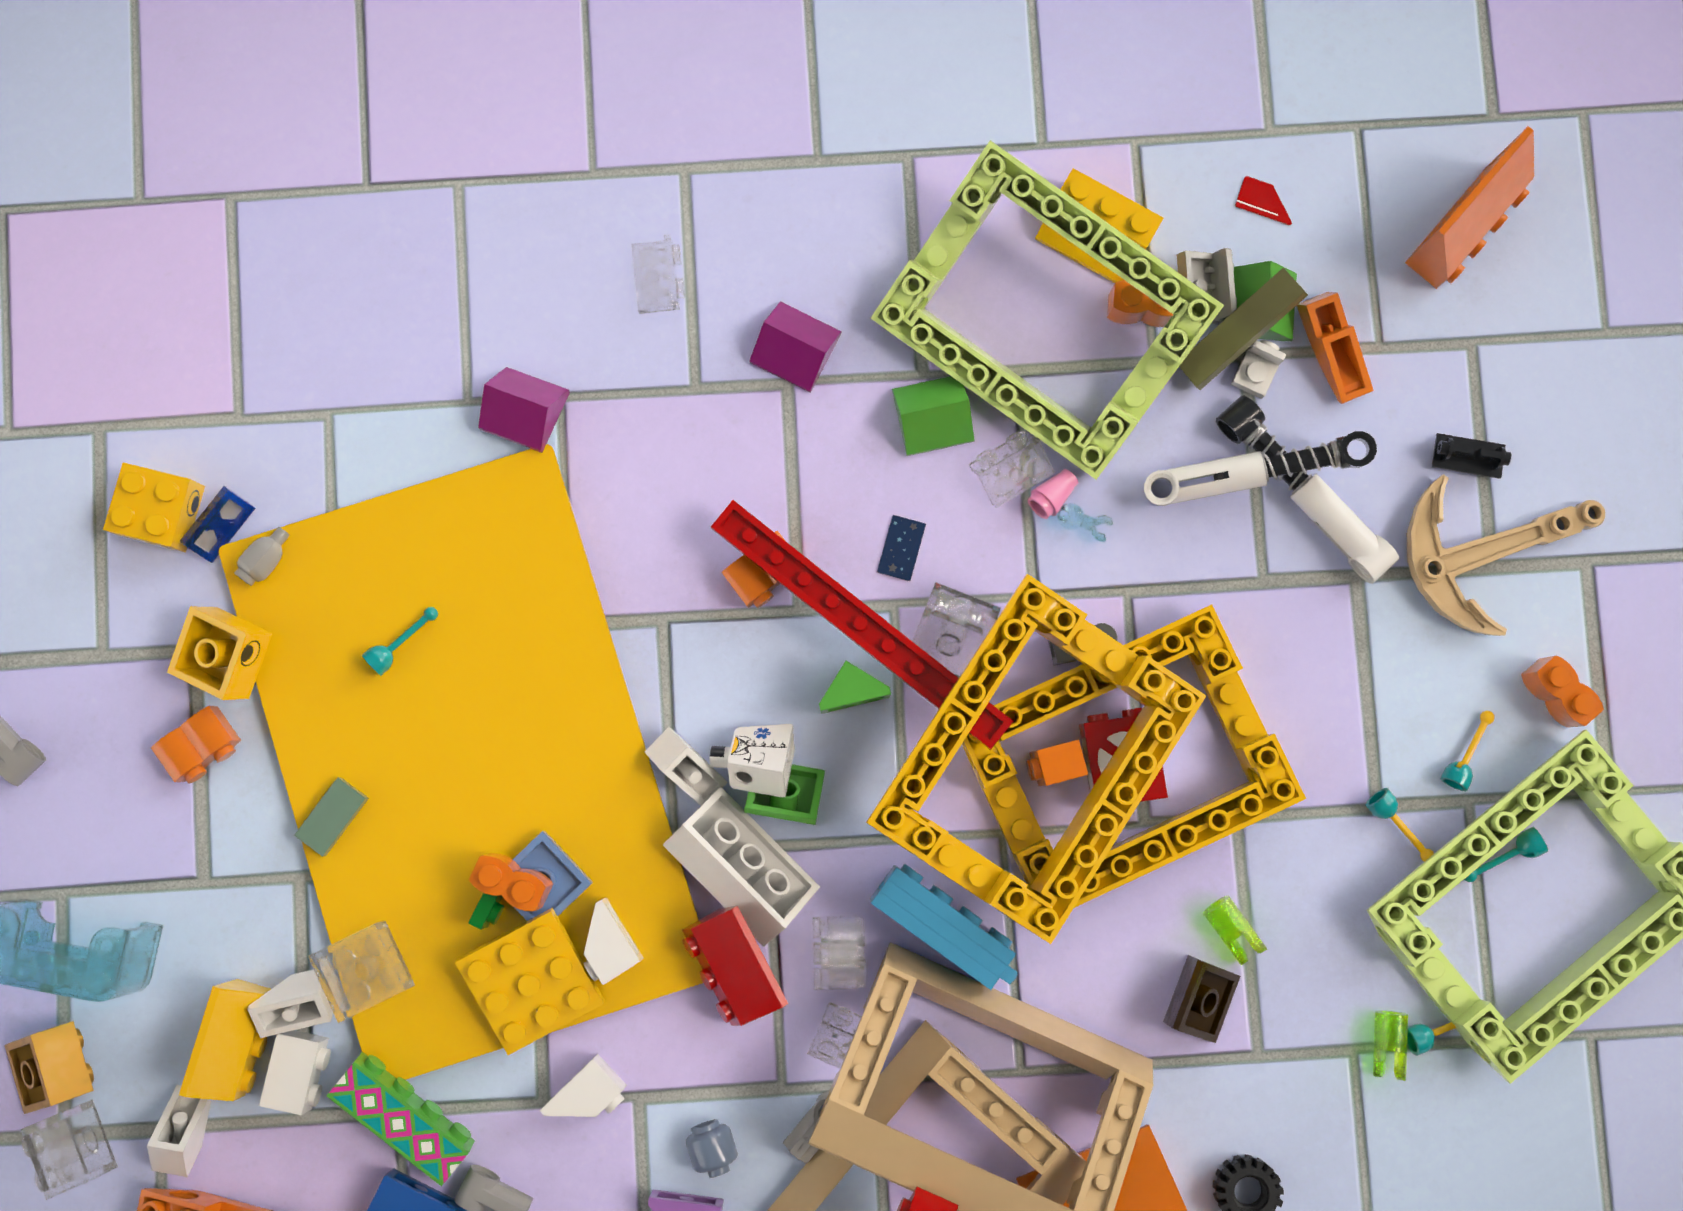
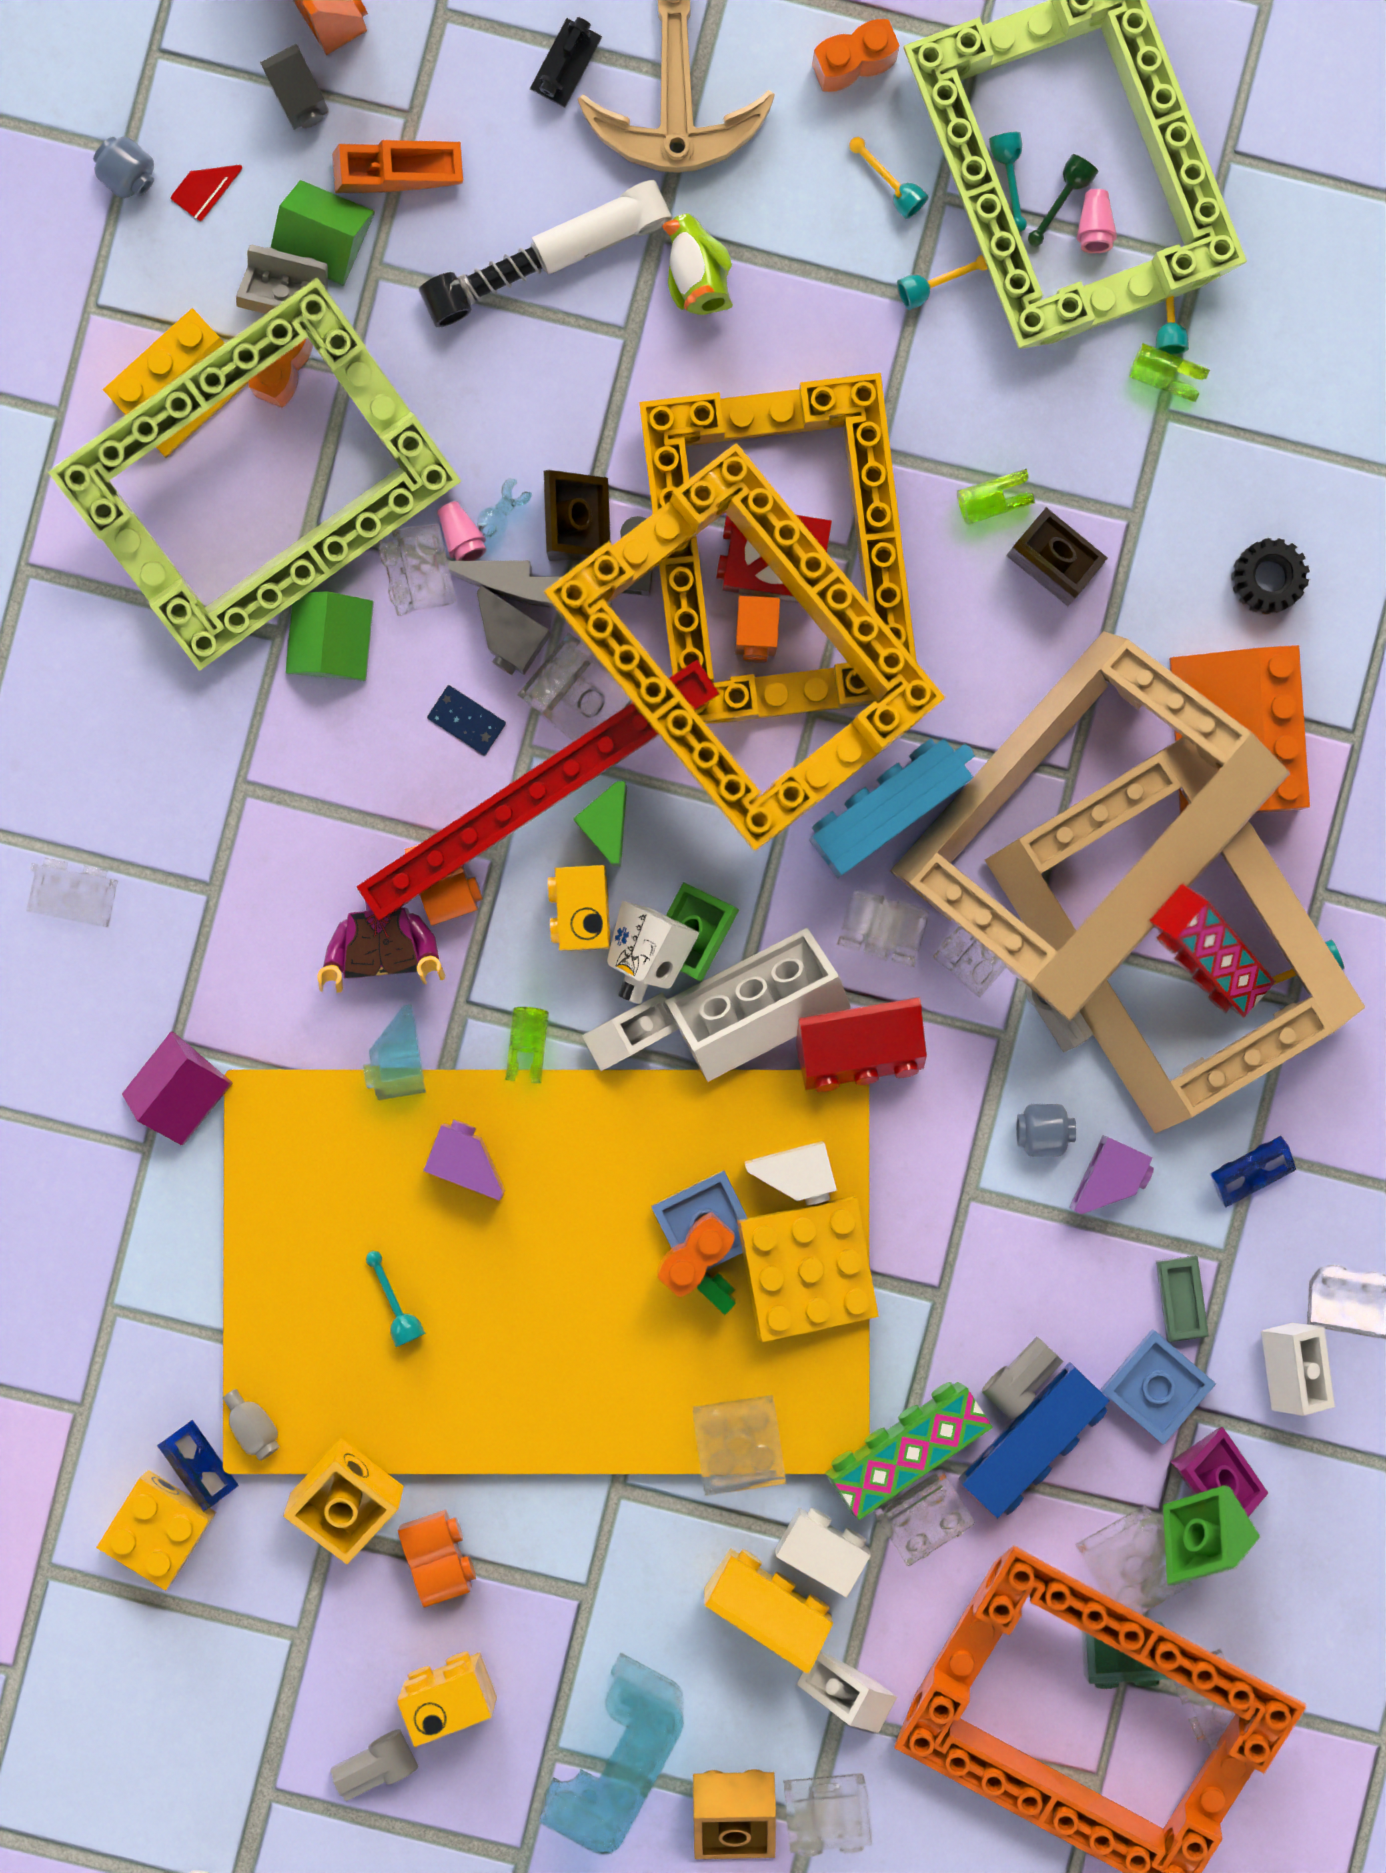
camera: 75 degrees left, 5 degrees up
(78, 791) = (446, 1698): none -> yellow brick
(291, 1005) = (751, 1530): white slope -> none
(331, 816) = (562, 1432): sand green tile -> none
(348, 1152) = (924, 1518): none -> clear bracket
(533, 662) = (464, 1160): none -> medium lavender slope
(588, 1092) = (945, 1244): white slope -> none
(601, 579) = (396, 1059): none -> clear light blue slope
(655, 682) = (527, 1036): none -> clear neon green hinge
(688, 533) = (378, 948): none -> torso
(774, 691) = (581, 908): none -> yellow brick
(794, 346) = (202, 765): magenta slope -> none
(984, 560) = (510, 633): none -> flat silver slope
(1028, 542) = (506, 579): none -> light grey slope
(1100, 581) = (575, 514): none -> dark brown slope
(1242, 328) = (345, 262): olive tile -> none
(1255, 469) = (506, 304): piece -> none
(1257, 130) = (124, 167): none -> sand blue head
(1258, 368) = (393, 259): white bracket -> none
(1339, 617) = (697, 267): none -> lime animal
(1371, 243) = (295, 88): none -> dark grey slope
(1493, 942) = (1096, 223): none -> bright pink cone
(1529, 911) = (1077, 175): none -> dark green hinge

